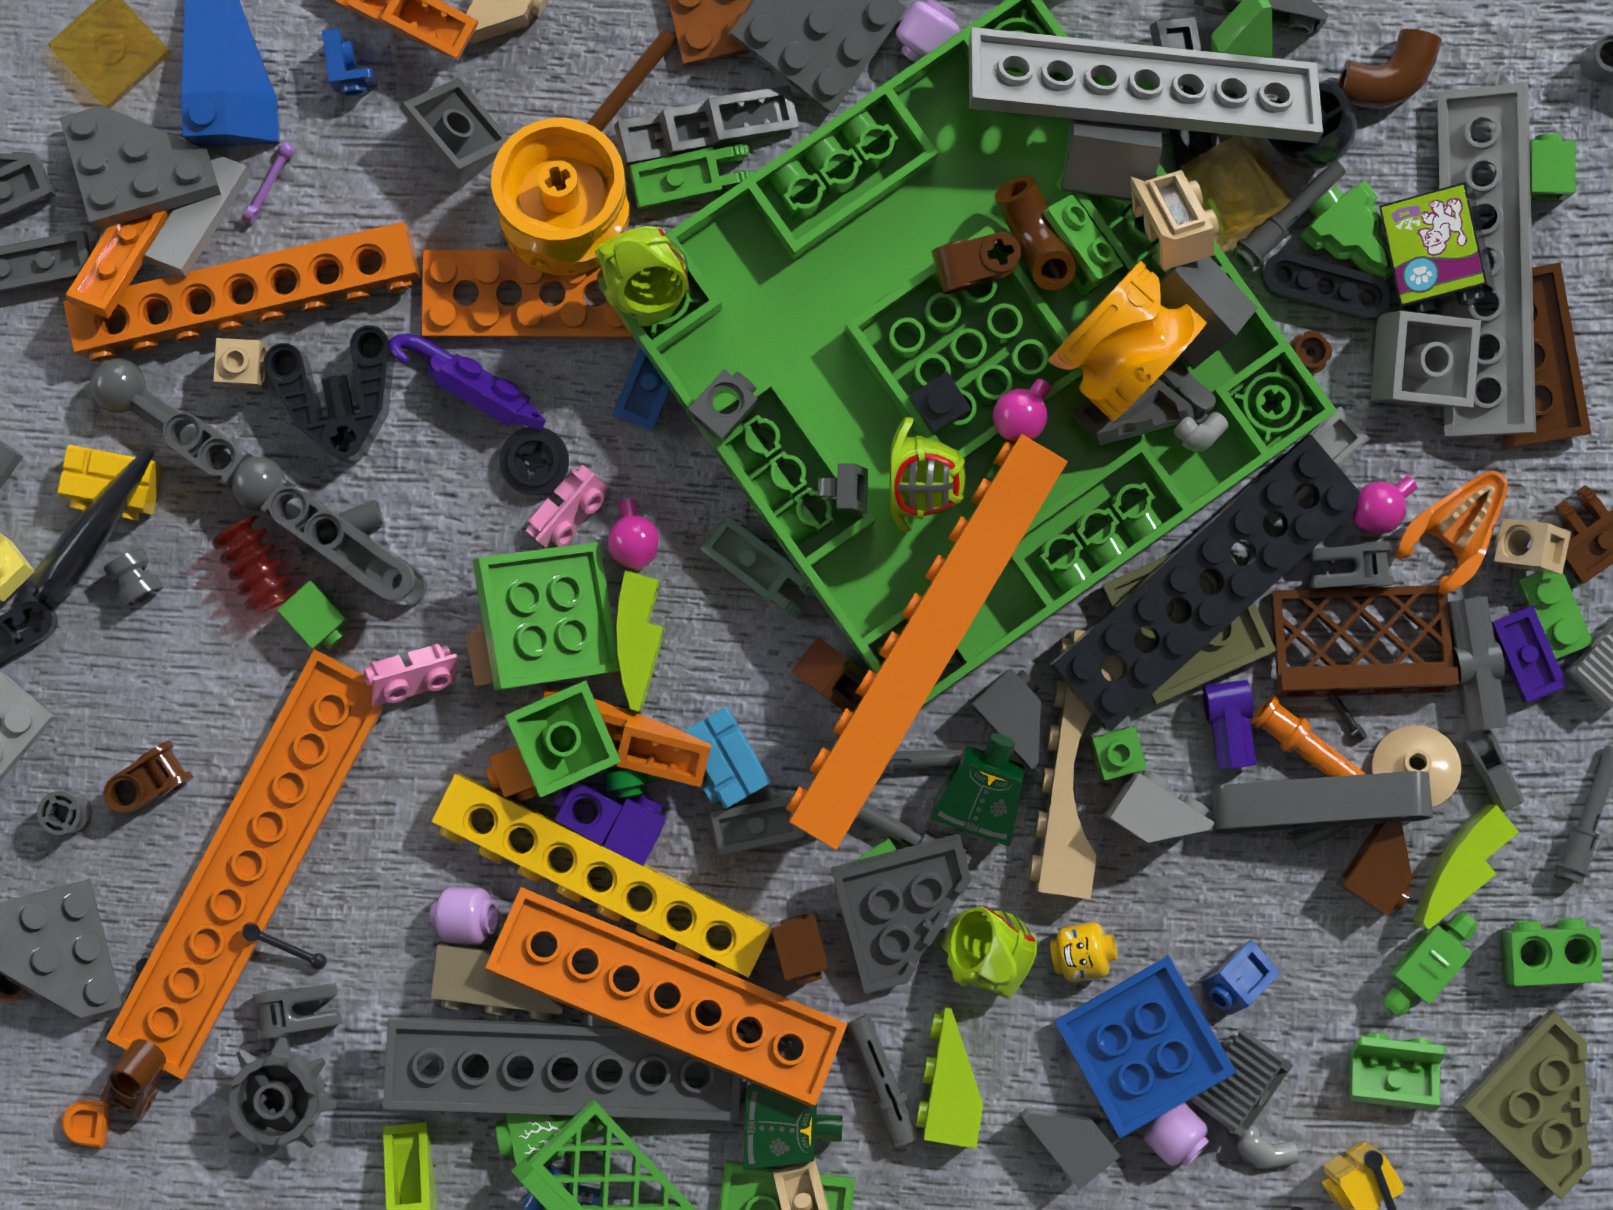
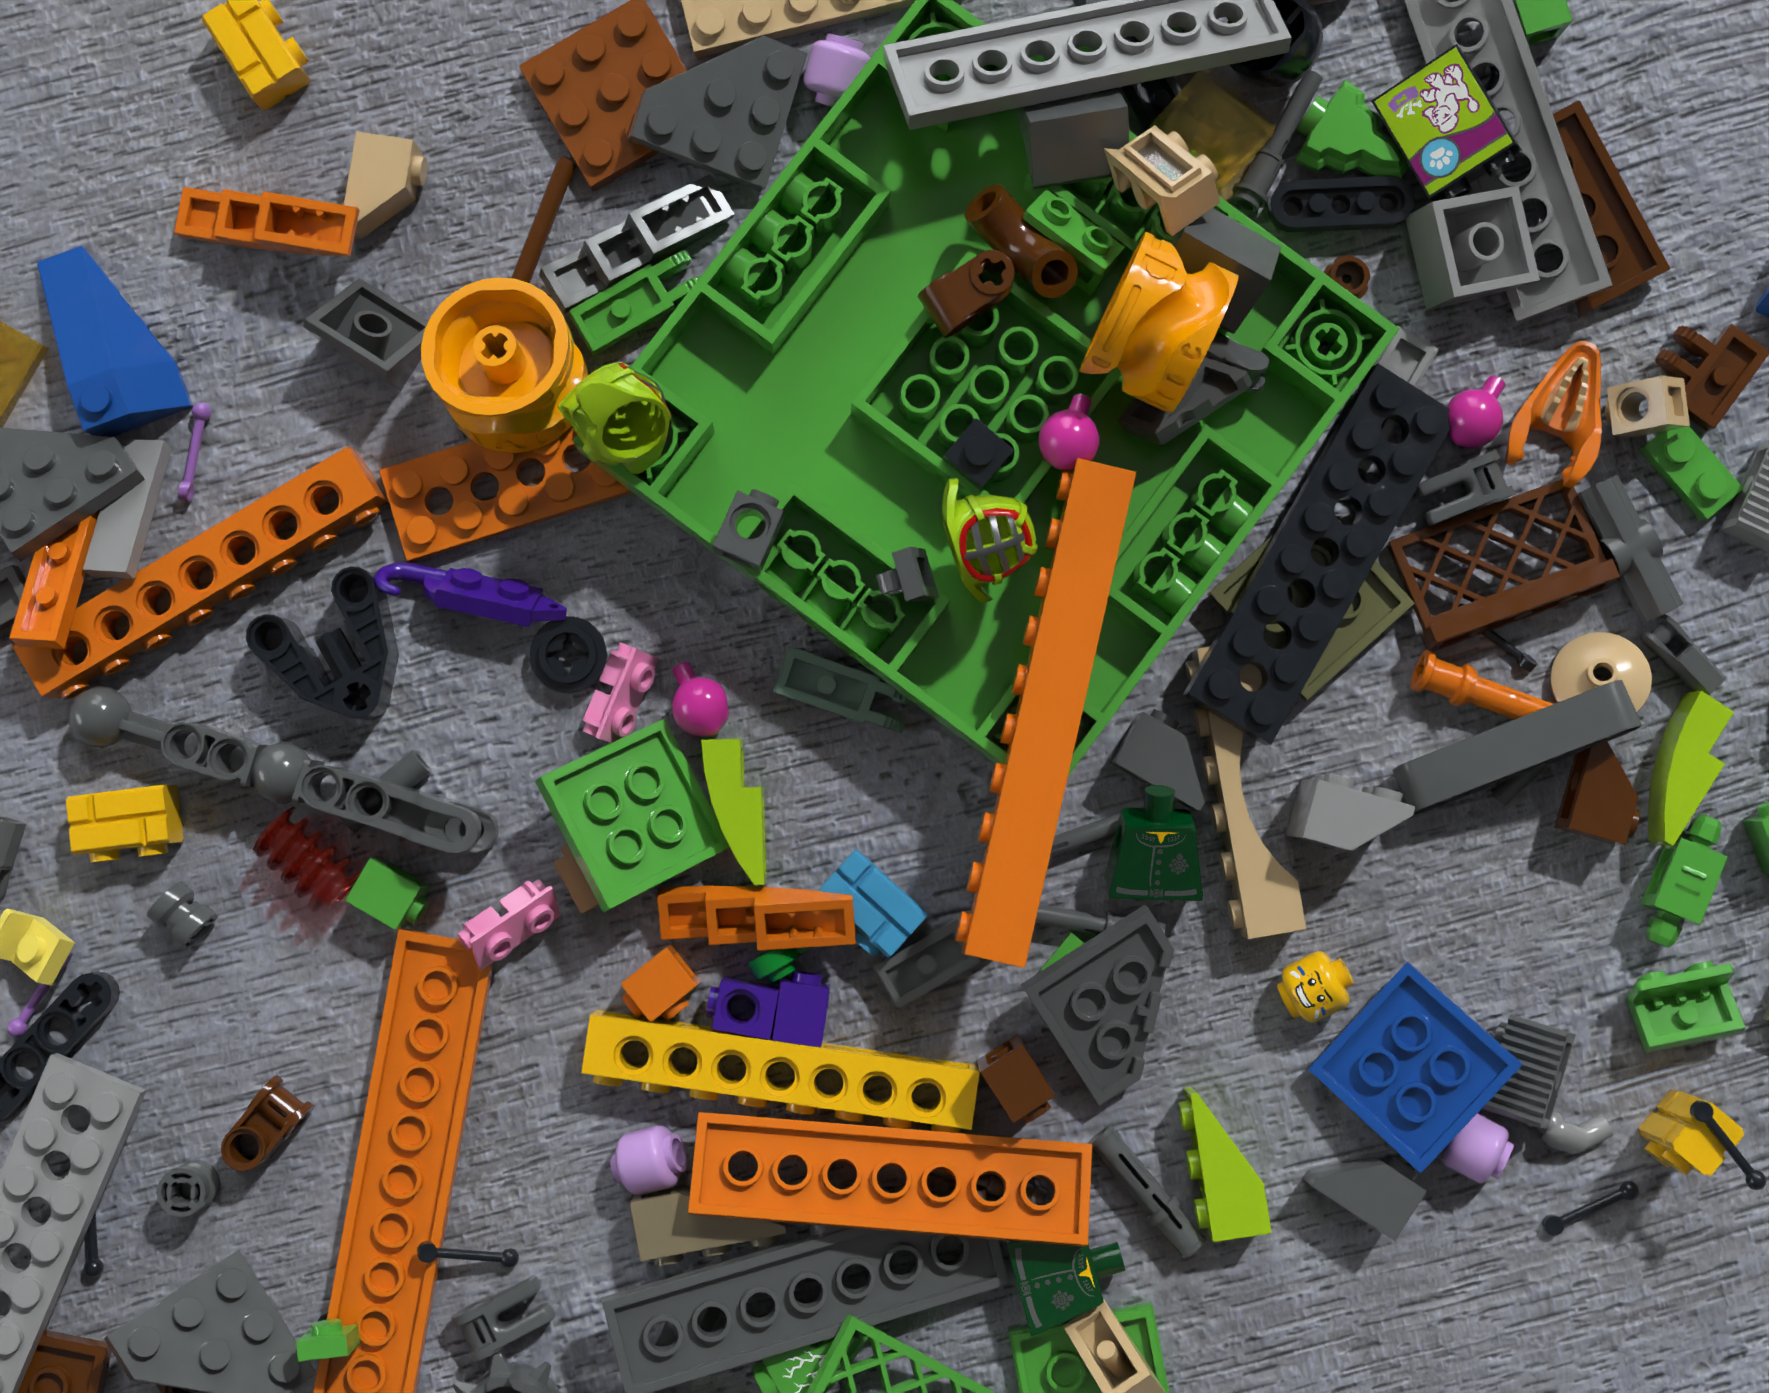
camera: 15 degrees left, 0 degrees up
(88, 533) = (118, 885): black piece -> none
(143, 978) = (327, 1340): none -> bright green plate
(240, 364) = (223, 652): tan brick -> none
(341, 57) = (226, 298): blue bracket -> none
(562, 738) = (691, 941): bright green slope -> none
(642, 395) = (659, 549): blue plate -> none
(831, 675) = (955, 780): reddish brown slope -> none
(989, 949) = (1216, 1017): lime piece -> none
(1117, 753) = (1283, 765): bright green brick -> none
(1203, 436) = (1266, 401): light grey arm -> none
(1229, 712) = (1386, 683): dark purple piece -> none
(1240, 979) = (1490, 961): bracket -> none
(1528, 654) = (1679, 522): dark purple plate -> none

